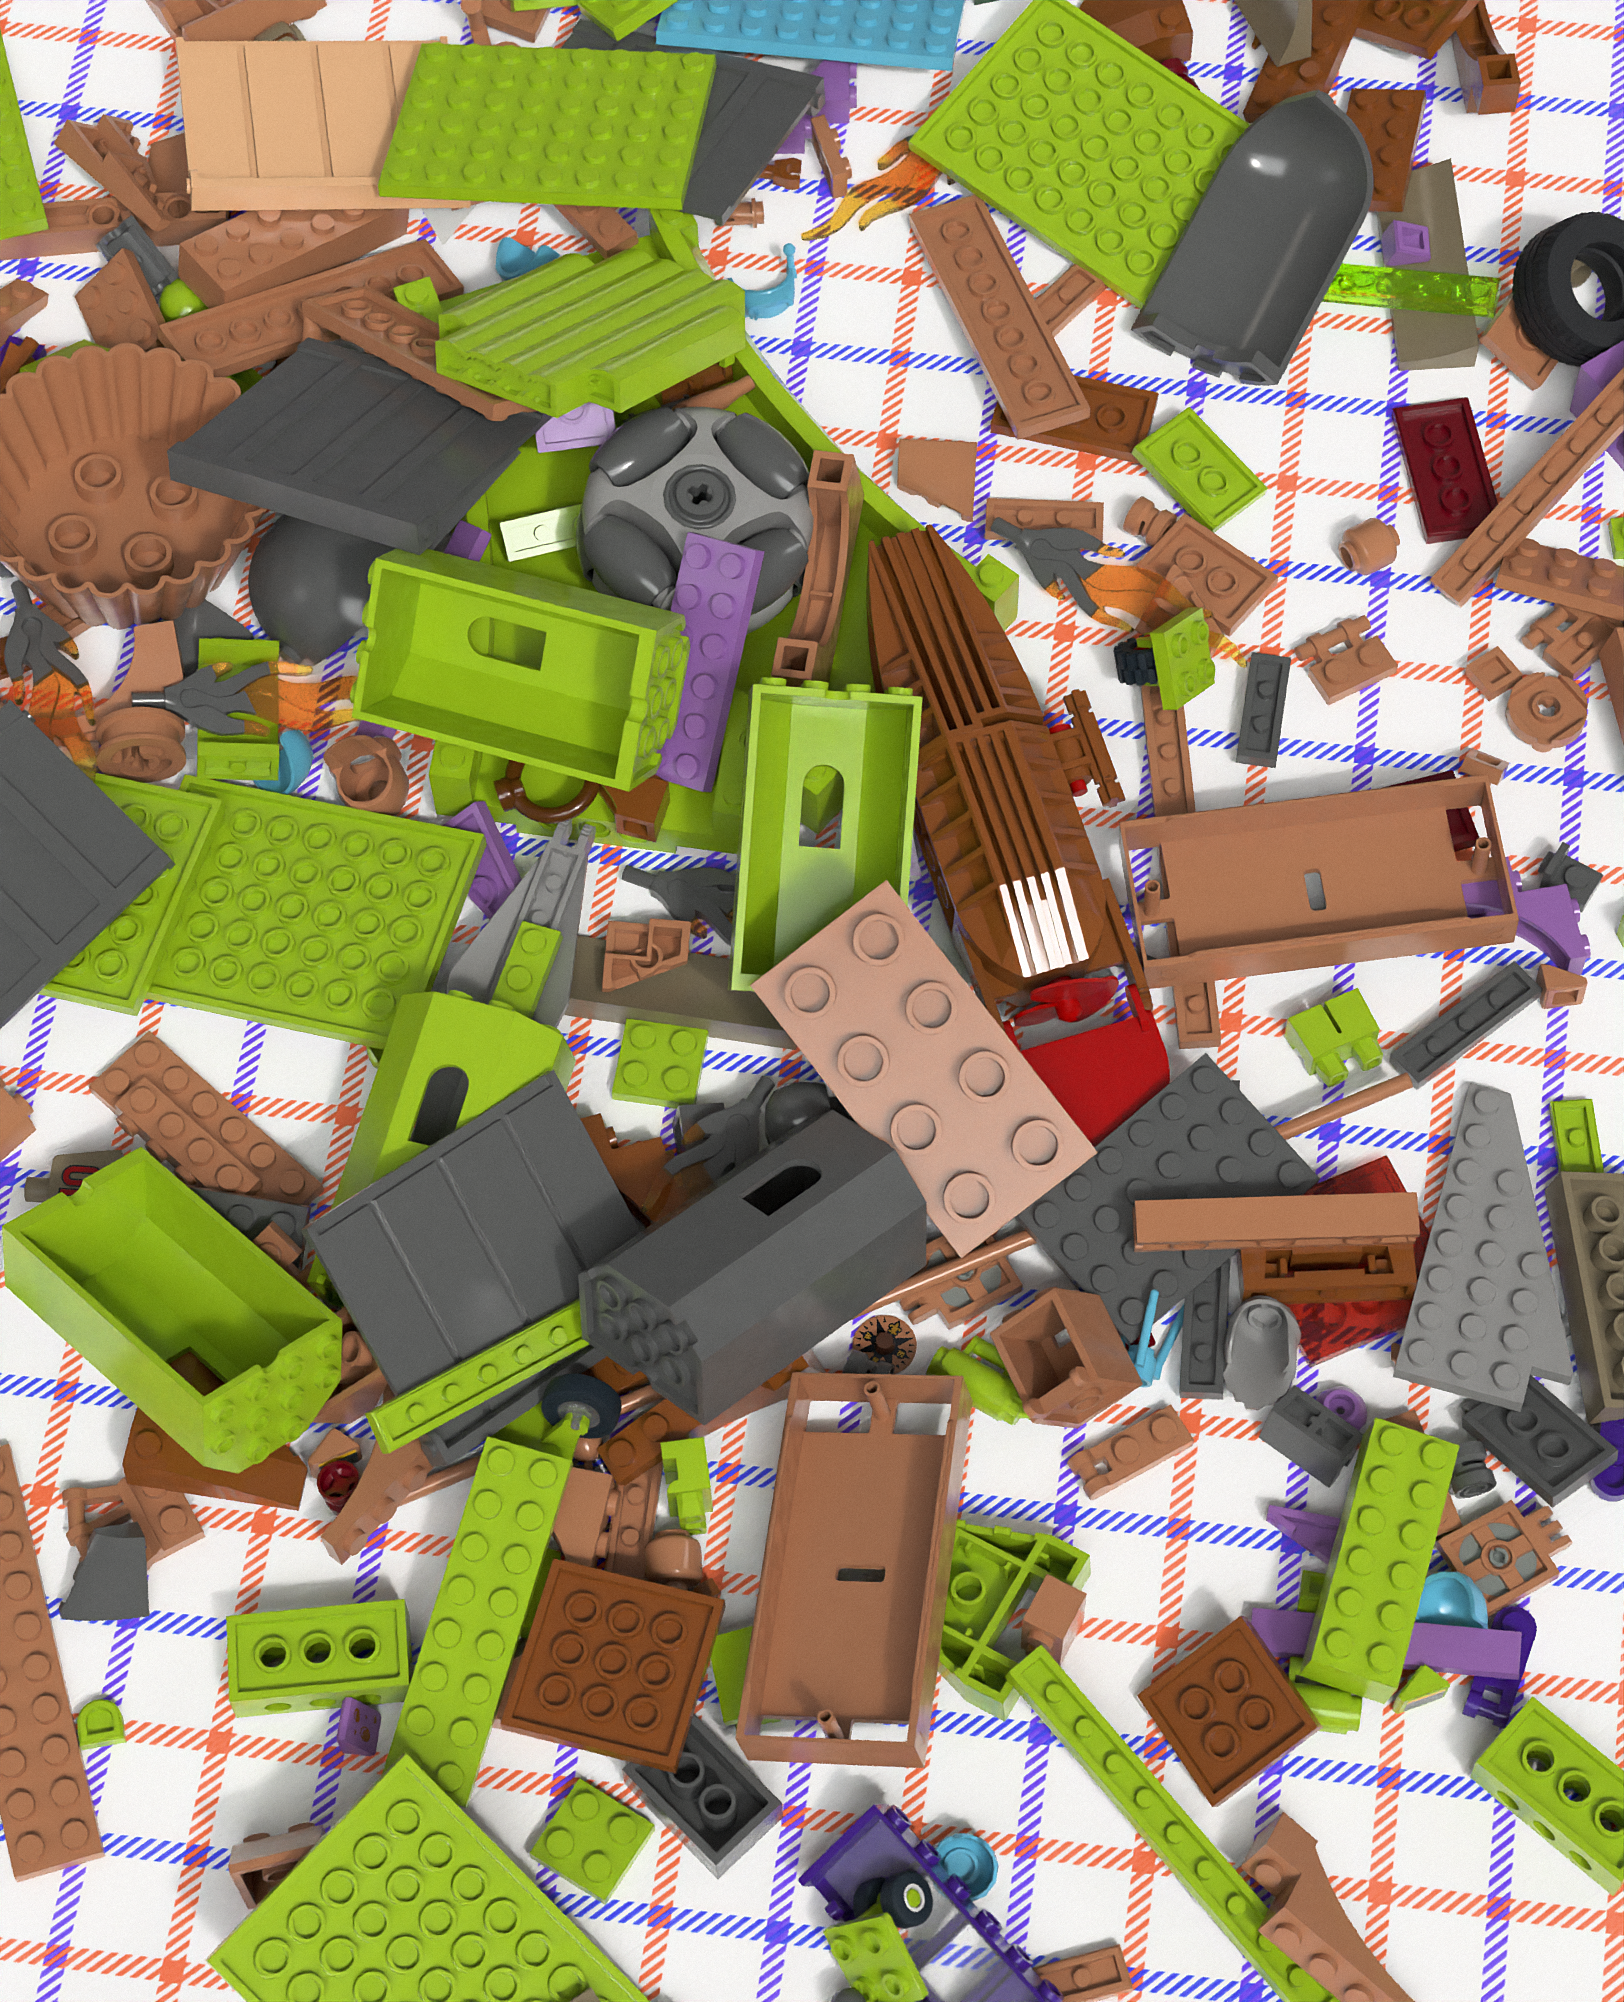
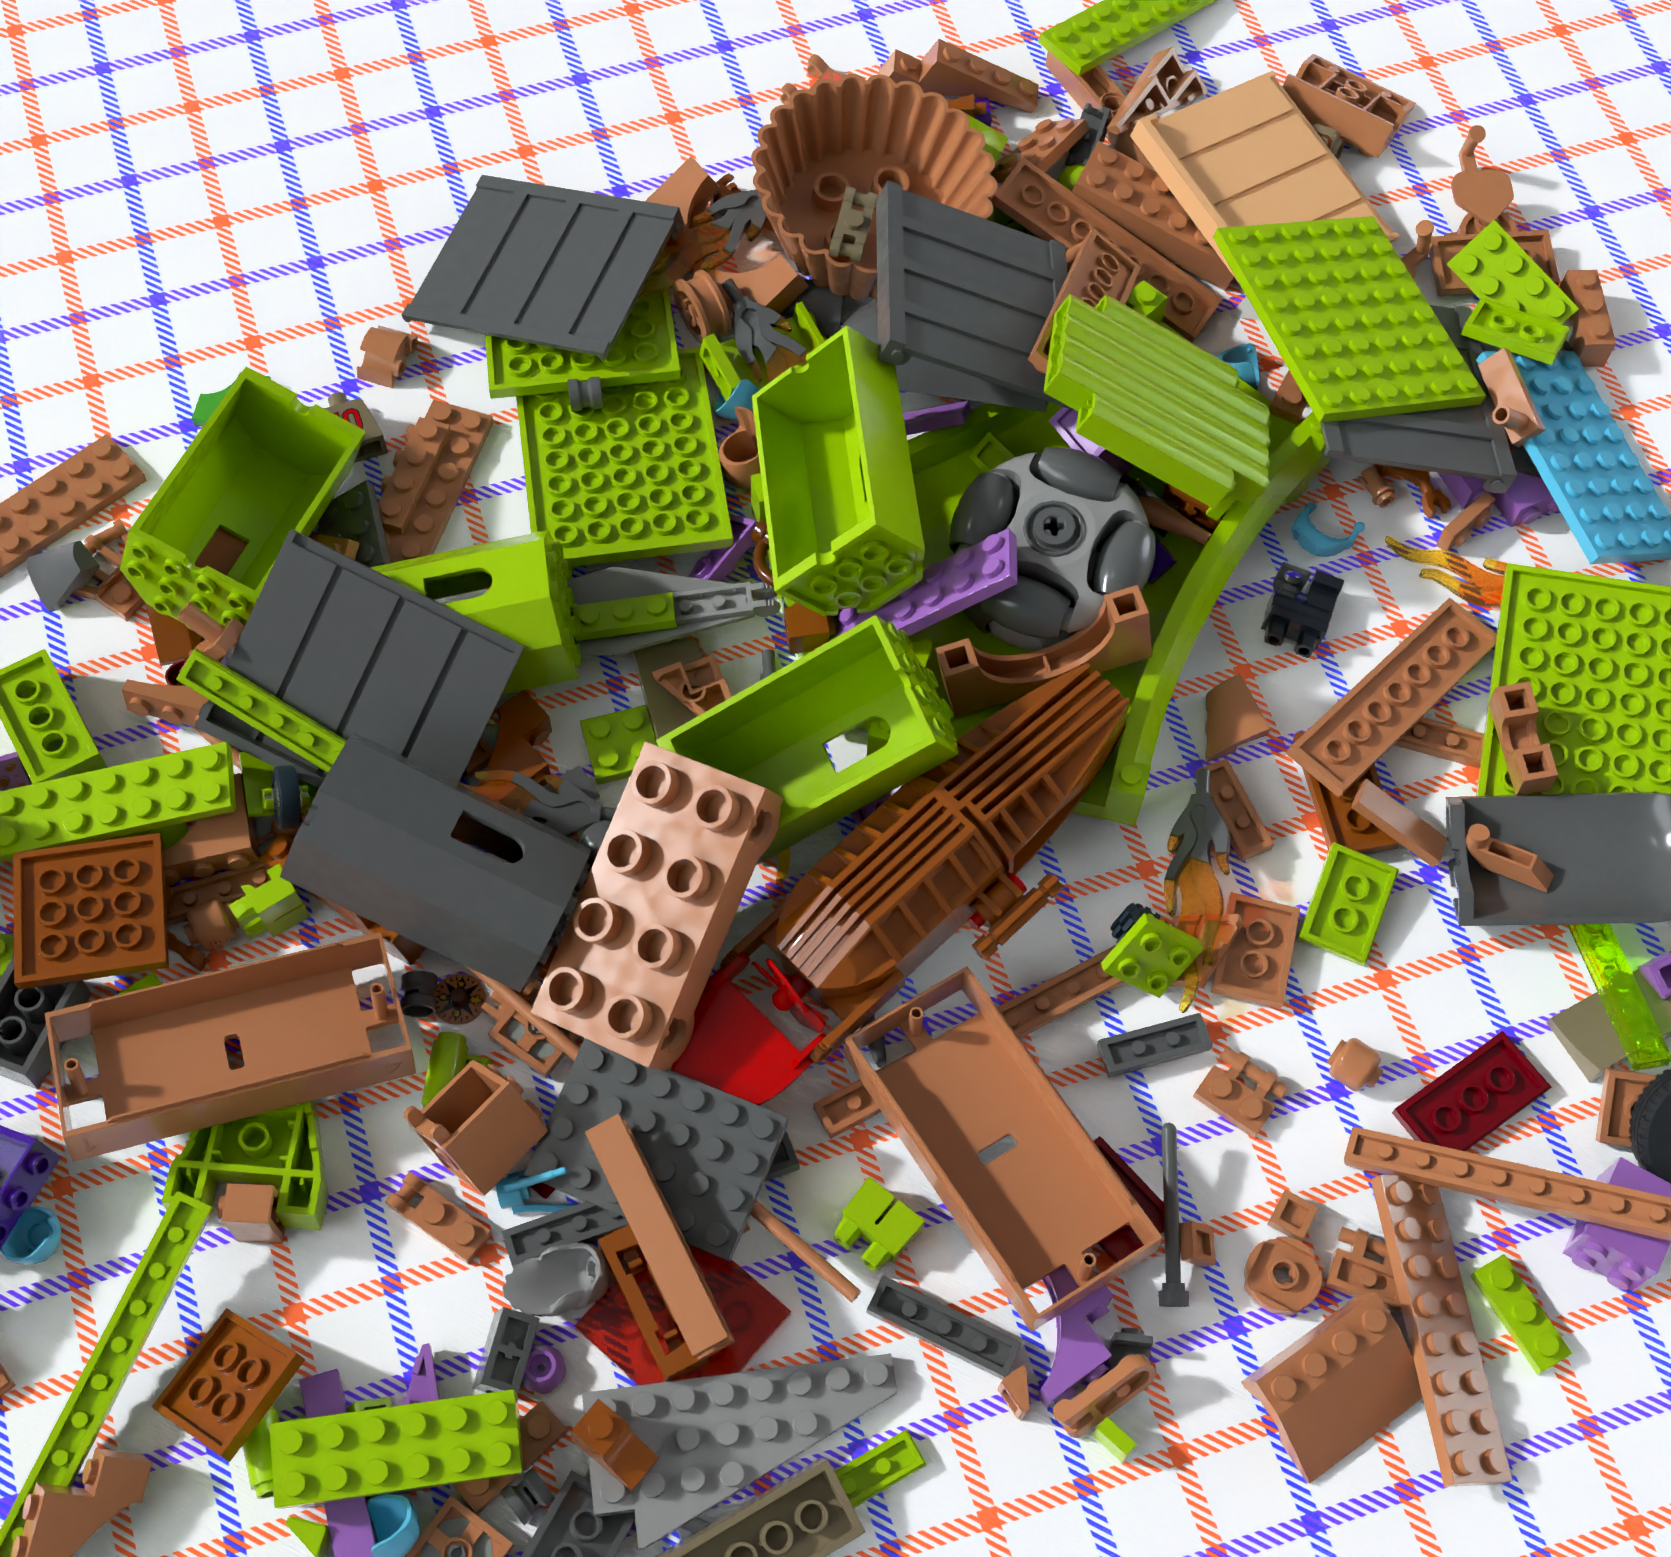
camera: 60 degrees right, 0 degrees up
(184, 519) = (853, 225): none -> dark tan plate
(196, 910) = (585, 394): none -> dark grey wheel
(346, 1403) = (217, 637): none -> nougat piece
(727, 35) = (1511, 398): none -> nougat piece
(860, 354) = (1299, 620): none -> black hips
(1091, 225) = (1527, 761): none -> nougat arch
(1139, 381) = (1399, 822): none -> nougat tile
(1148, 521) = (1278, 883): nougat wheel -> none
(1227, 309) = (1507, 859): none -> nougat piece
(1466, 1352) = (613, 1445): none -> dark orange arch
(1522, 809) = (1173, 1291): none -> dark grey piece
(1599, 909) = (1105, 1395): none -> nougat plate

